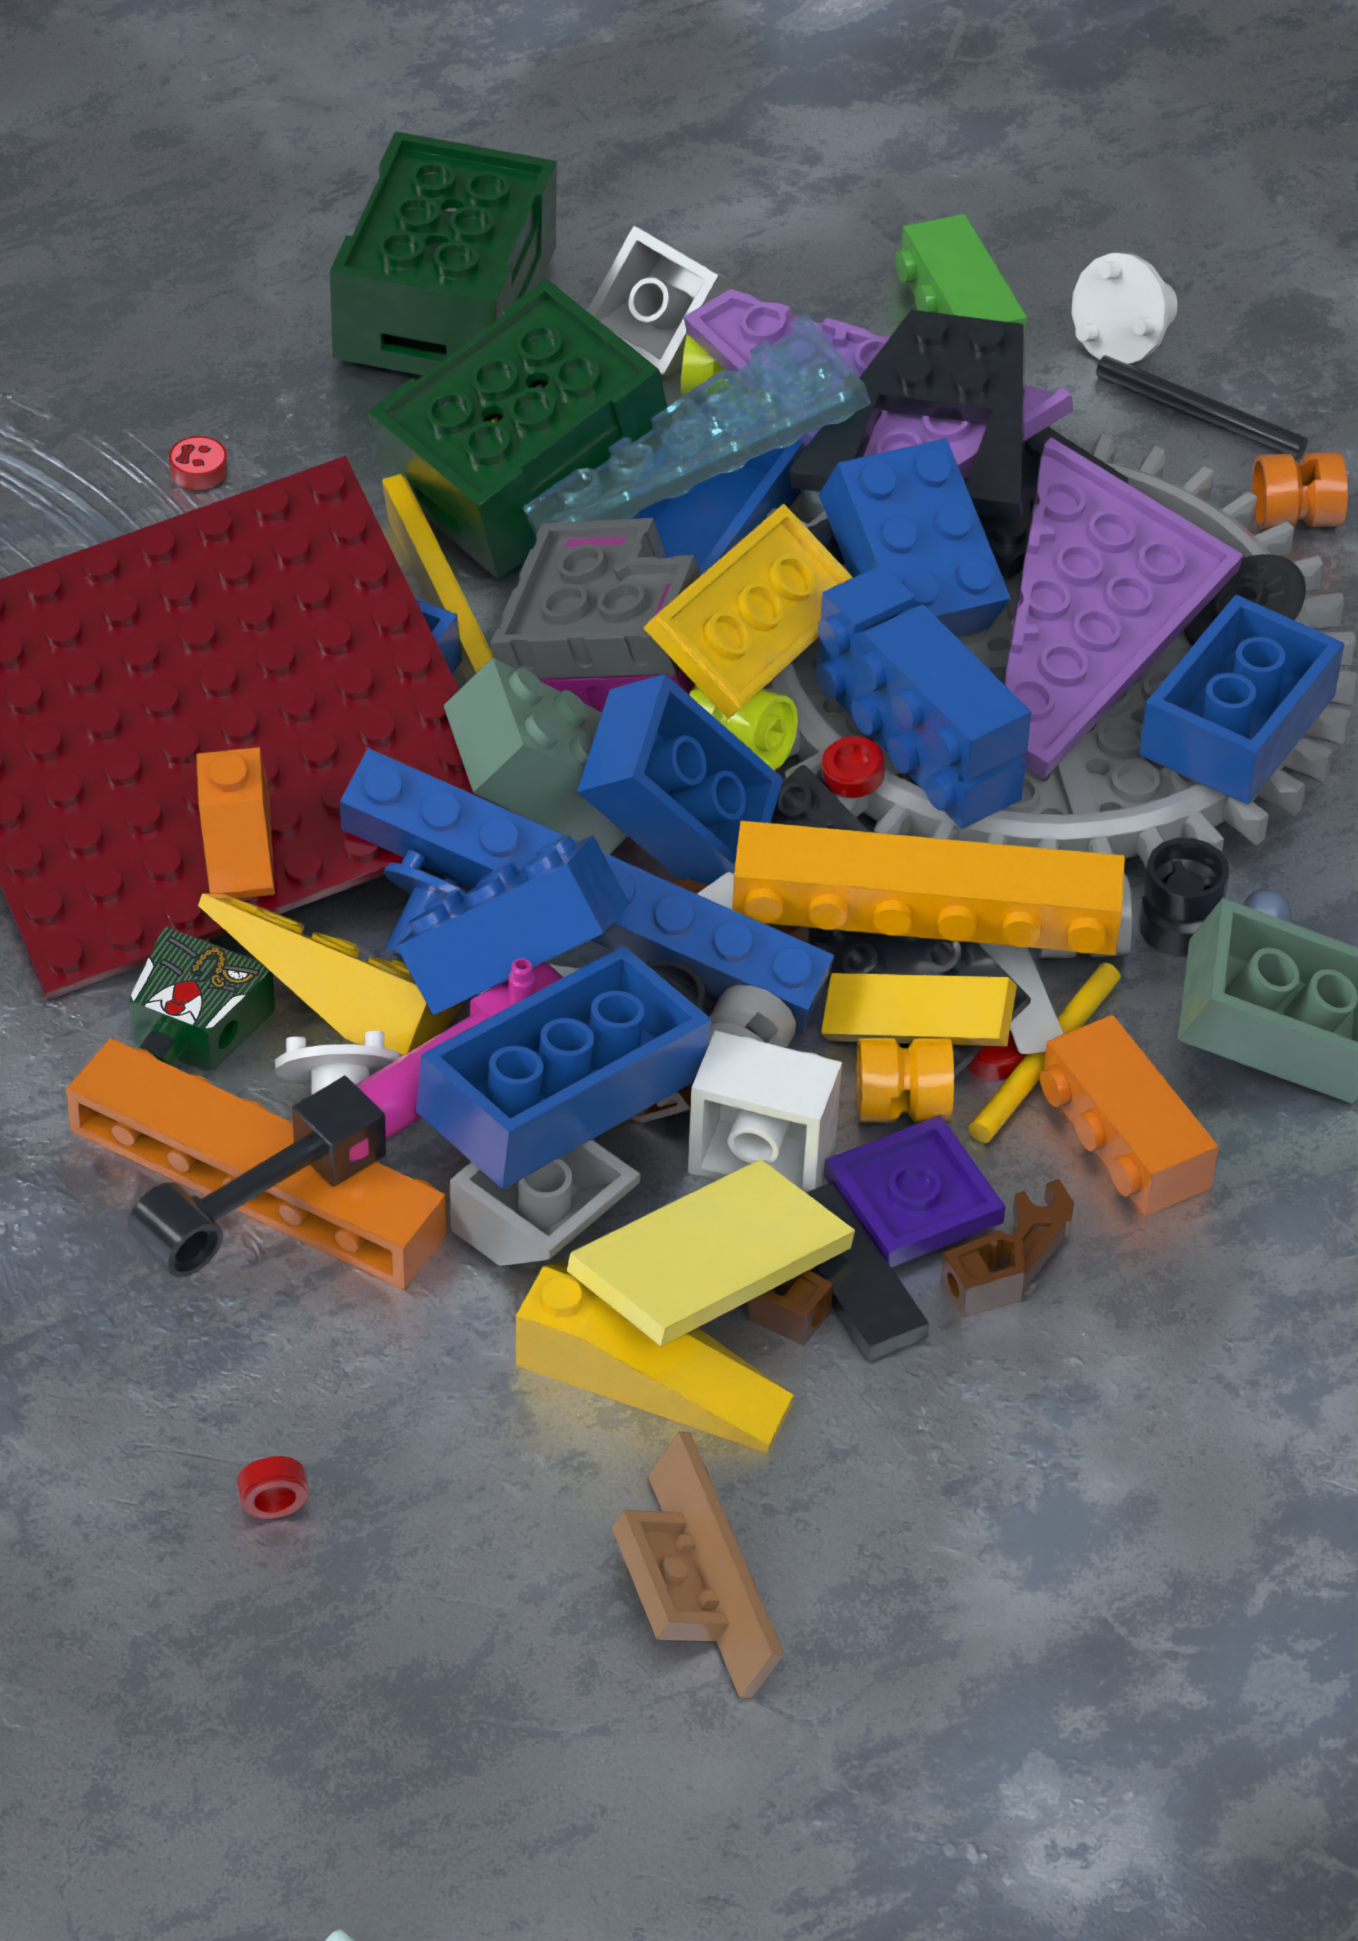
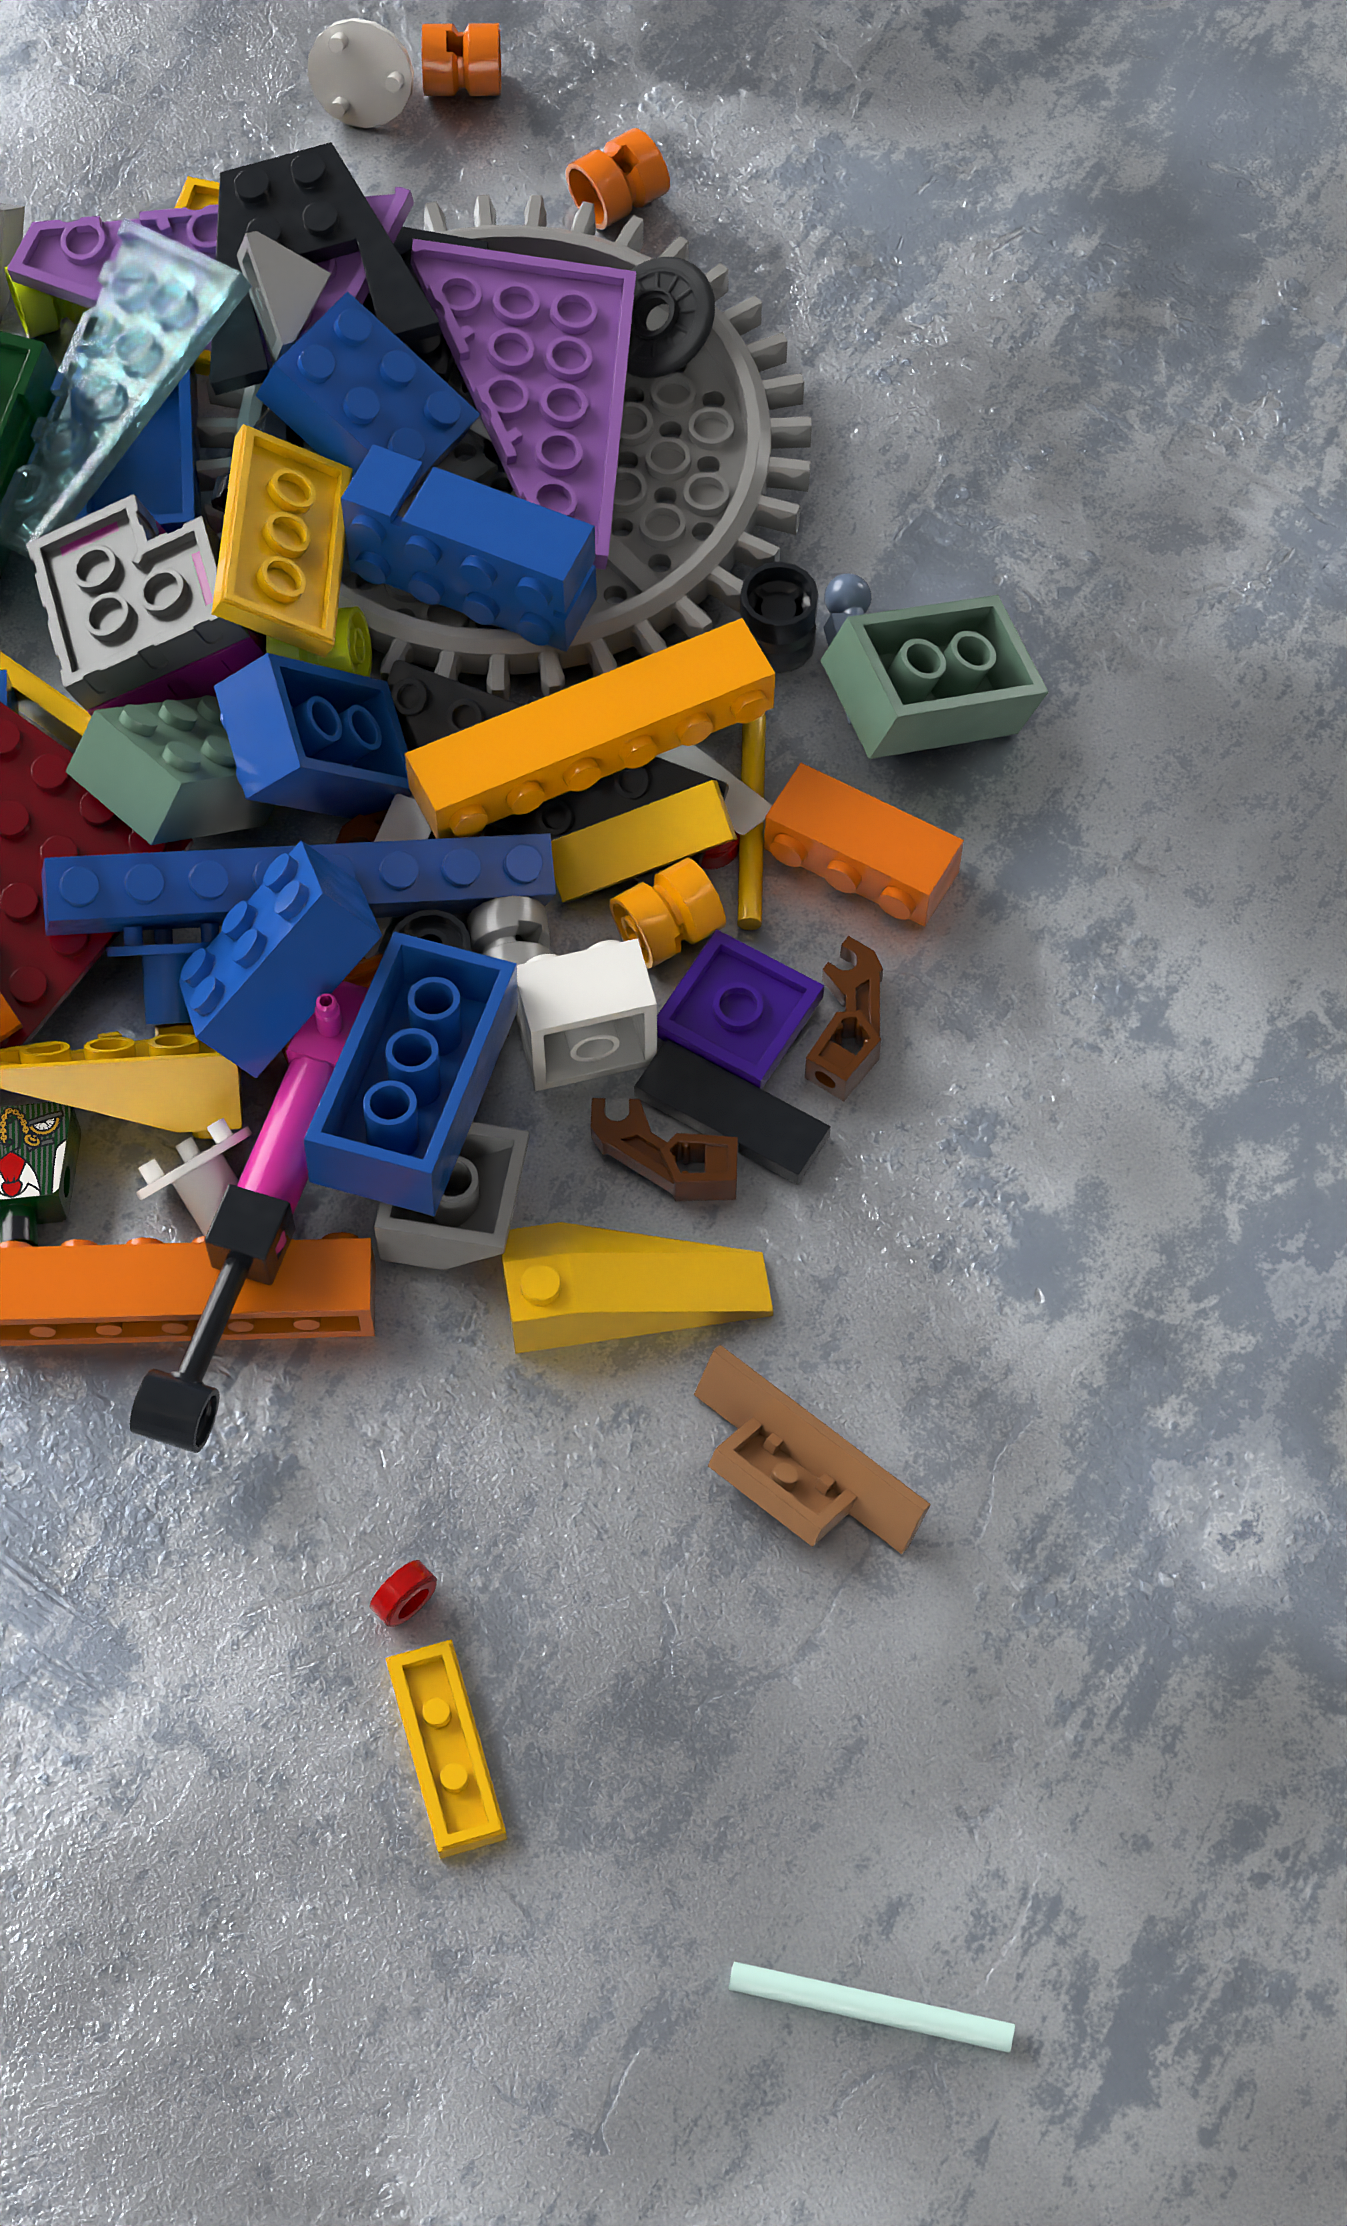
camera: 30 degrees left, 15 degrees up
(221, 1632) = (446, 1749): none -> yellow tile
(710, 1251) = (629, 1170): light yellow tile -> none
(853, 767) = (440, 640): red tile -> none
(900, 411) = (281, 290): none -> light grey slope
(954, 272) = (203, 113): bright green brick -> none
(1202, 406) = (475, 132): black bar -> none
(1231, 341) = (461, 59): none -> orange wheel
(1241, 699) = (729, 413): blue brick -> none

